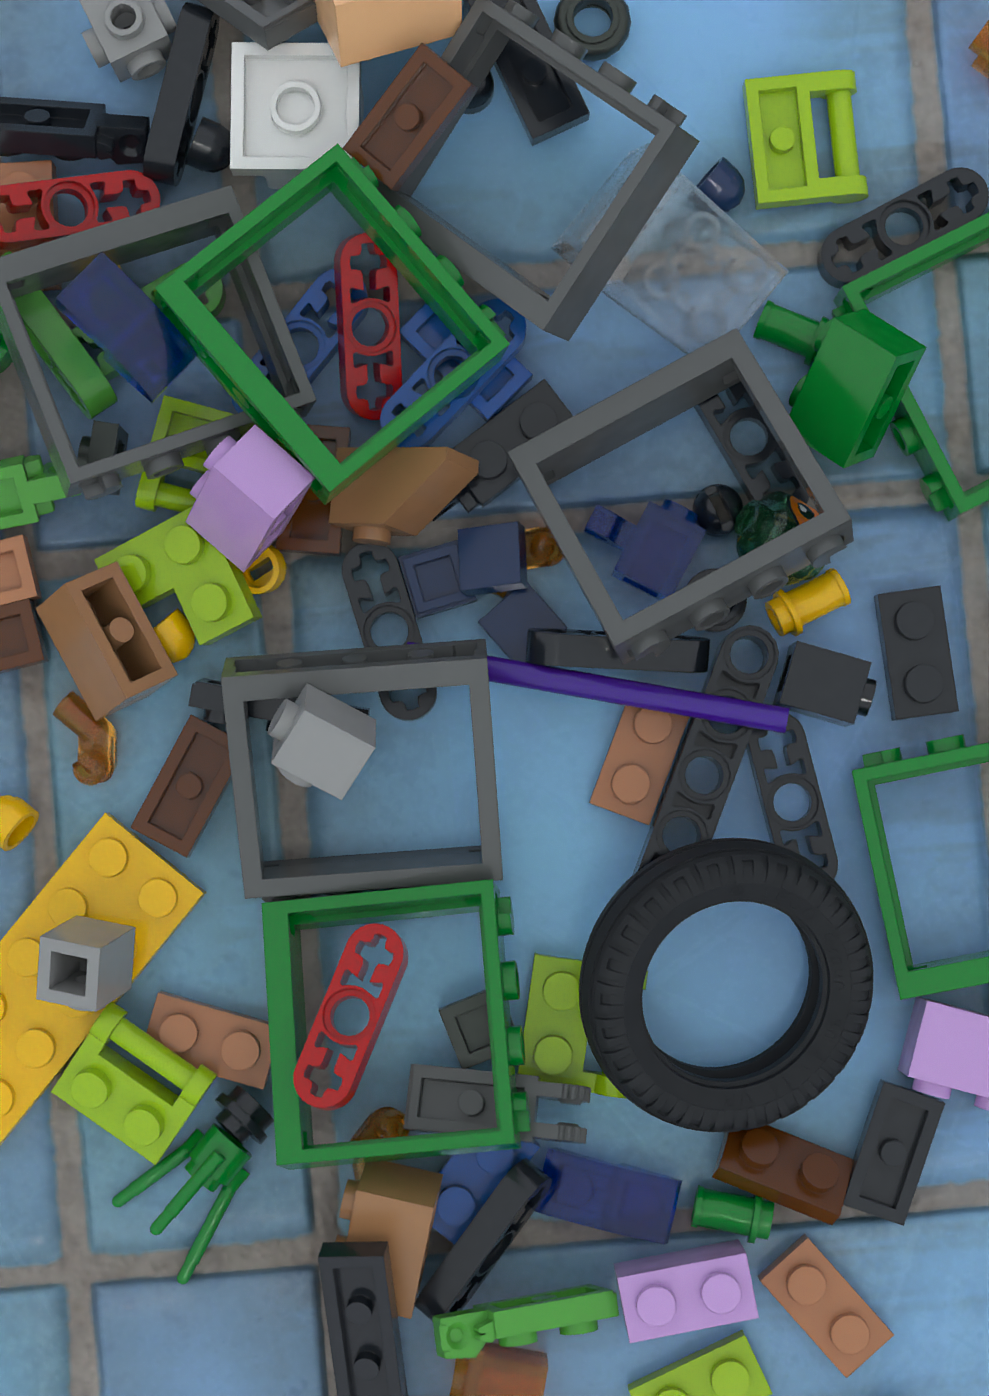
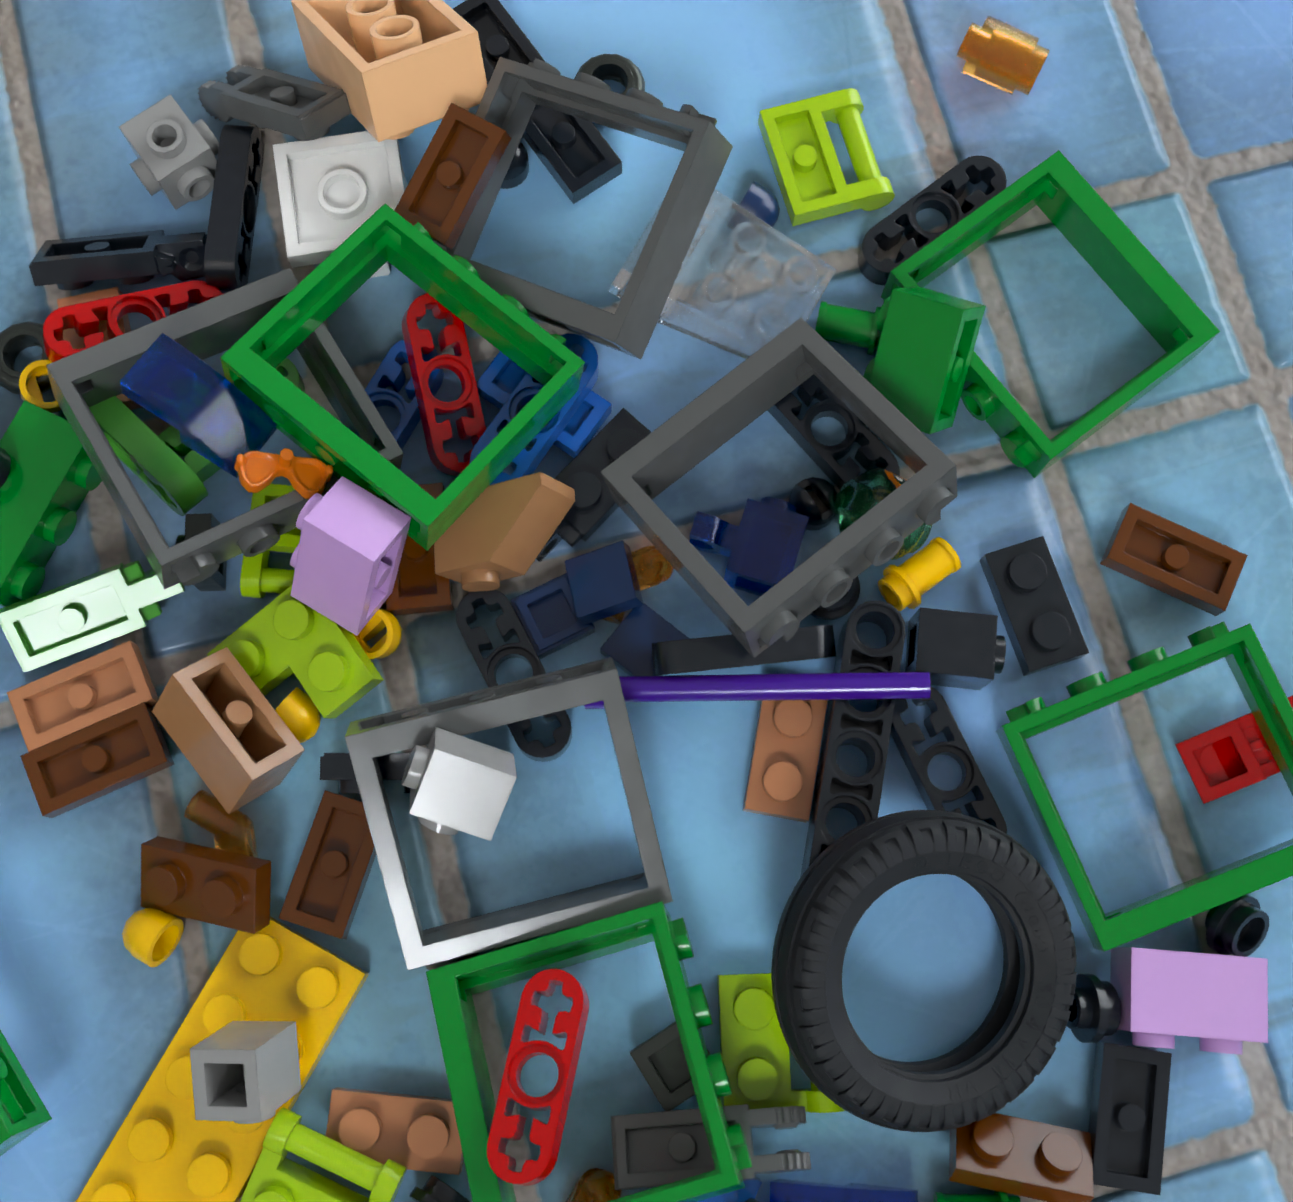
camera: 15 degrees left, 10 degrees down
(66, 783) = (206, 884): none -> reddish brown plate
(209, 147) = (266, 251): black hinge -> none
(218, 410) = (305, 474): none -> orange piece
(881, 1048) = (1094, 1009): none -> black plate

